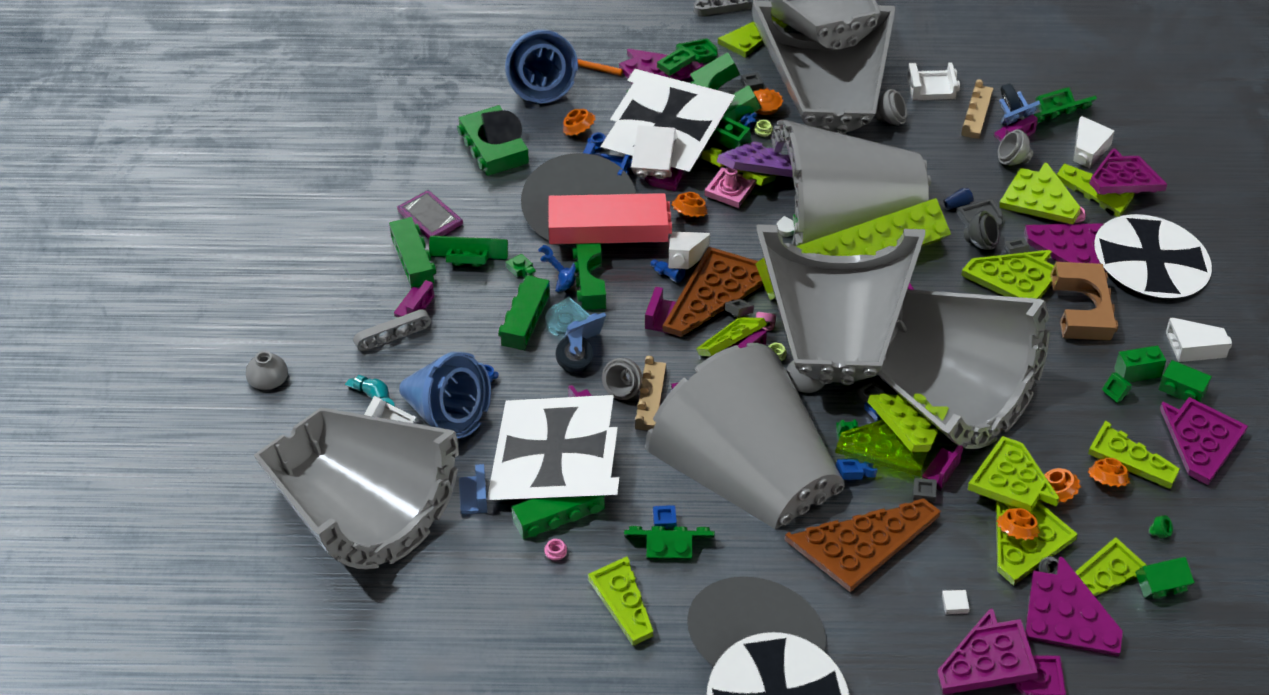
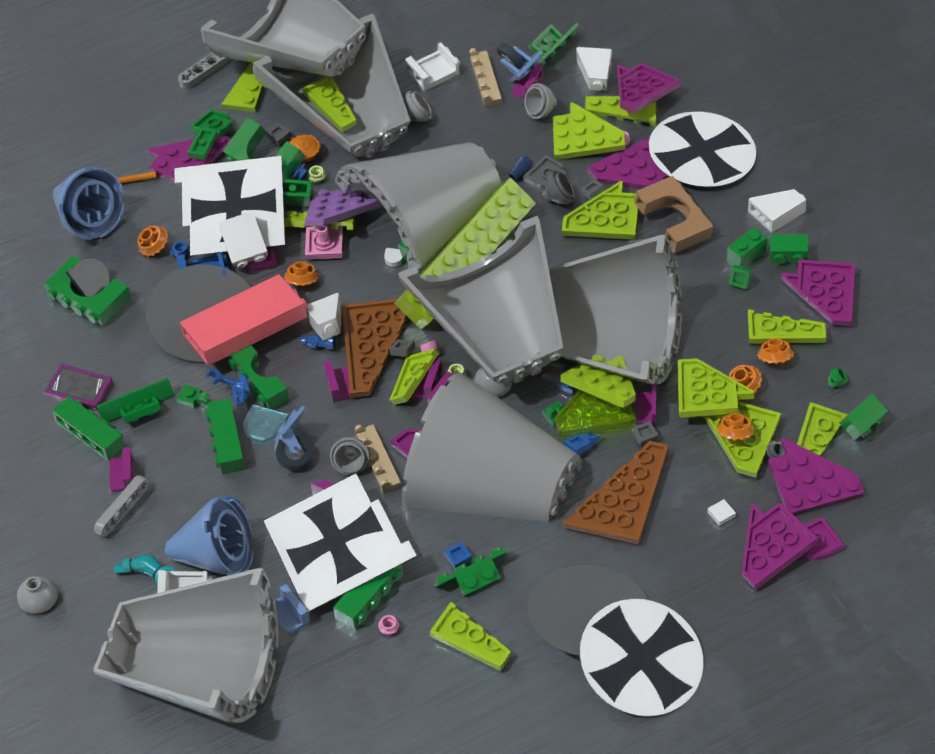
camera: 25 degrees left, 5 degrees up
(815, 72) = (330, 102): none -> lime wing

